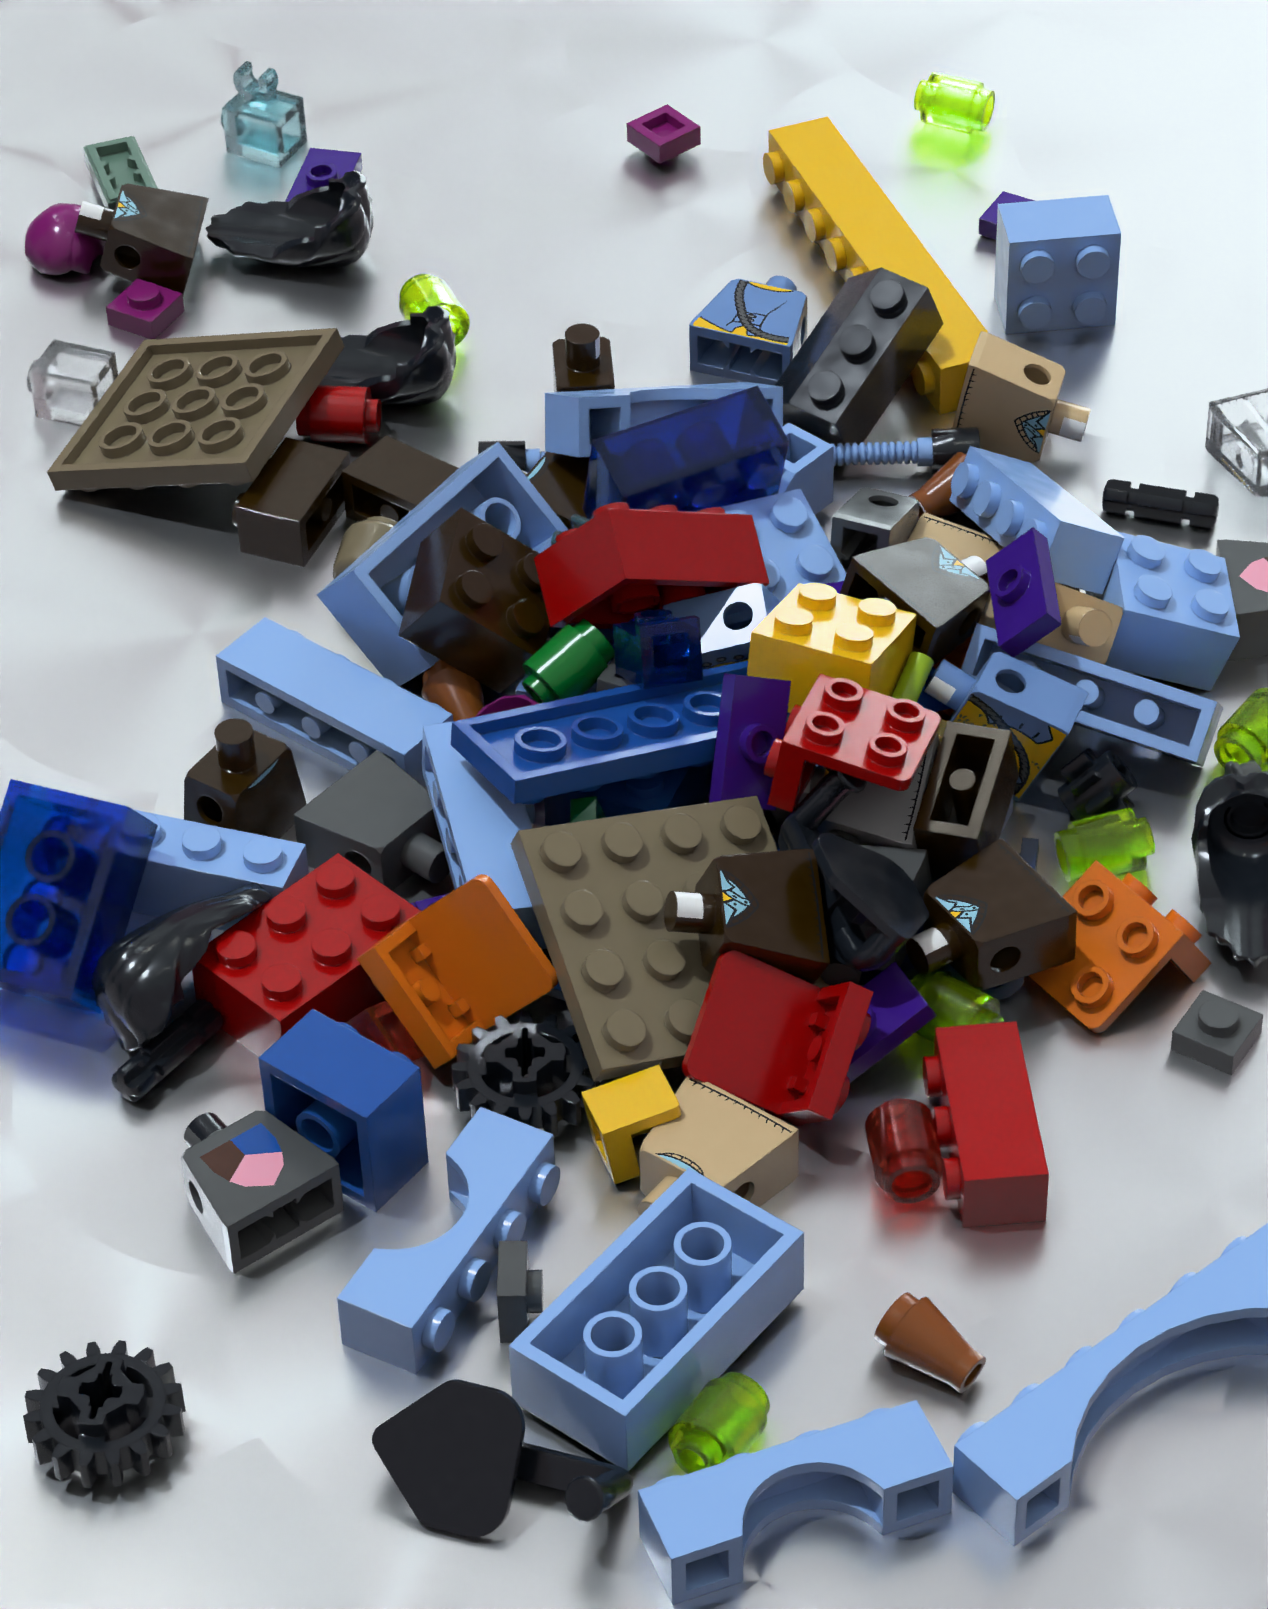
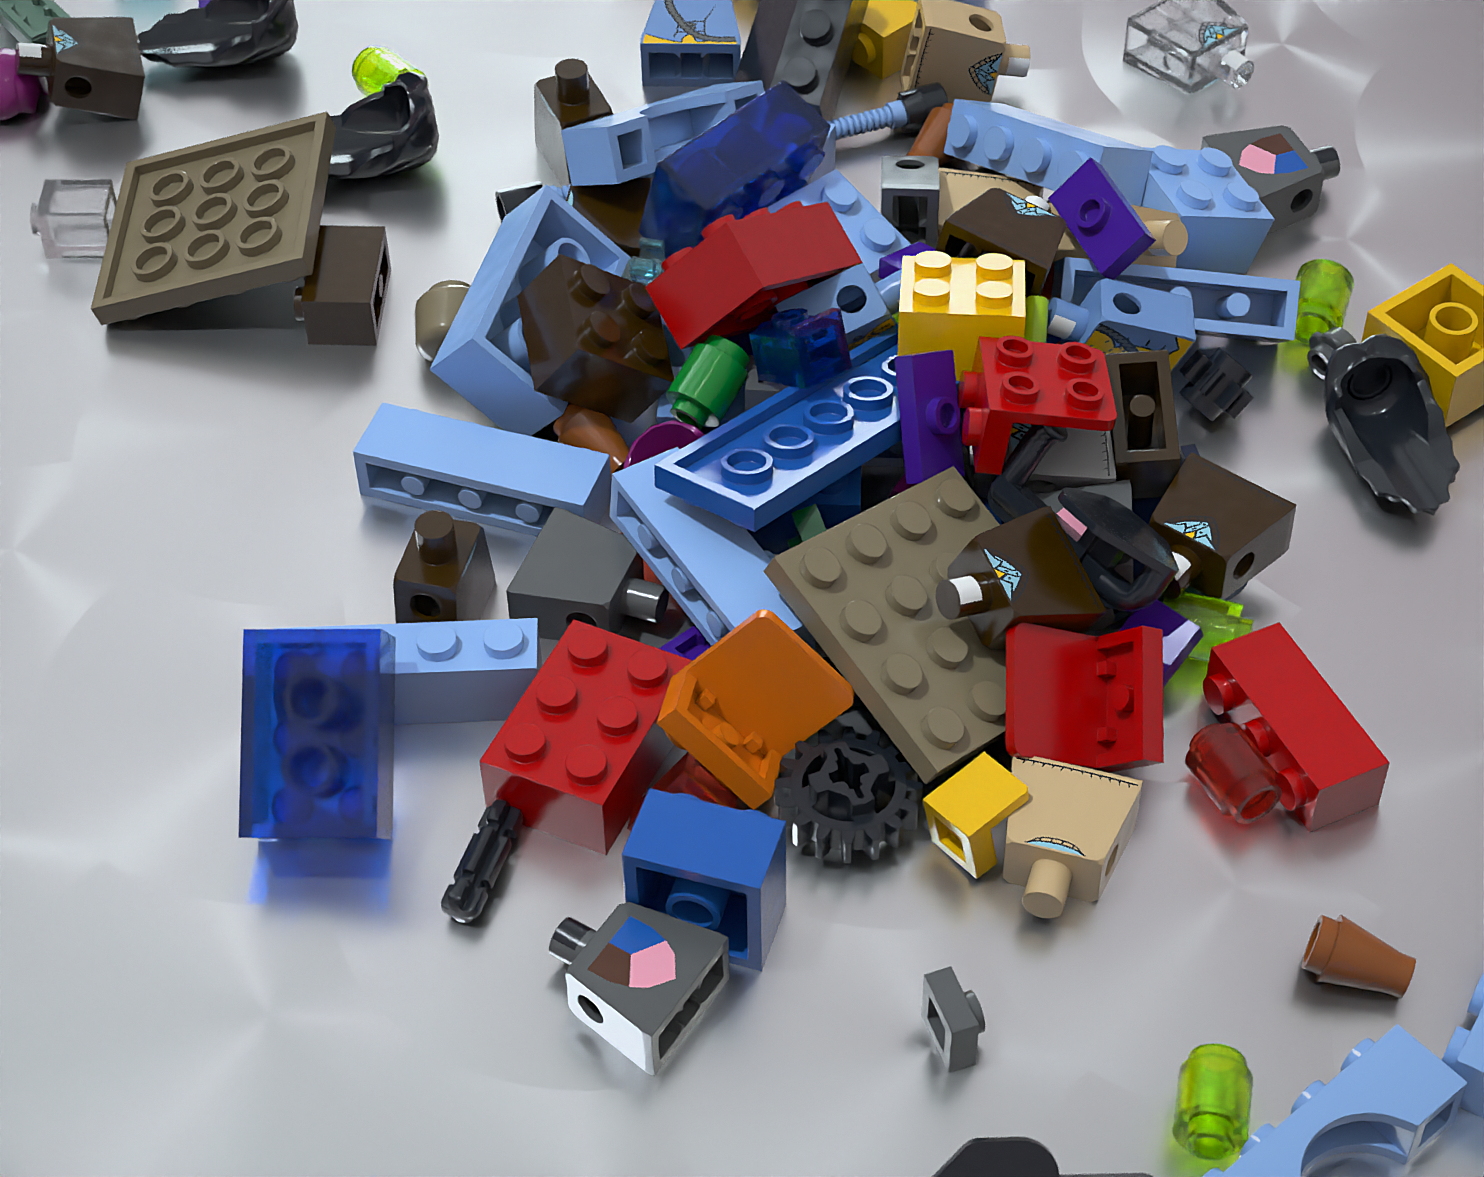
camera: 20 degrees left, 5 degrees up
(143, 972) = (443, 787): black hair -> none
(145, 309) = (109, 134): magenta plate -> none
(340, 415) = (354, 193): red brick -> none
(391, 480) = (438, 247): dark brown brick -> none
(409, 1298) = (849, 1053): light blue arch -> none
(657, 1318) = (1107, 1011): light blue brick -> none
(1111, 838) = (1248, 435): clear neon green brick -> none
(1117, 948) = (1327, 530): orange bracket -> none
(1160, 503) = (1121, 116): black axle -> none
(1216, 1032) = (1431, 584): dark grey plate -> none

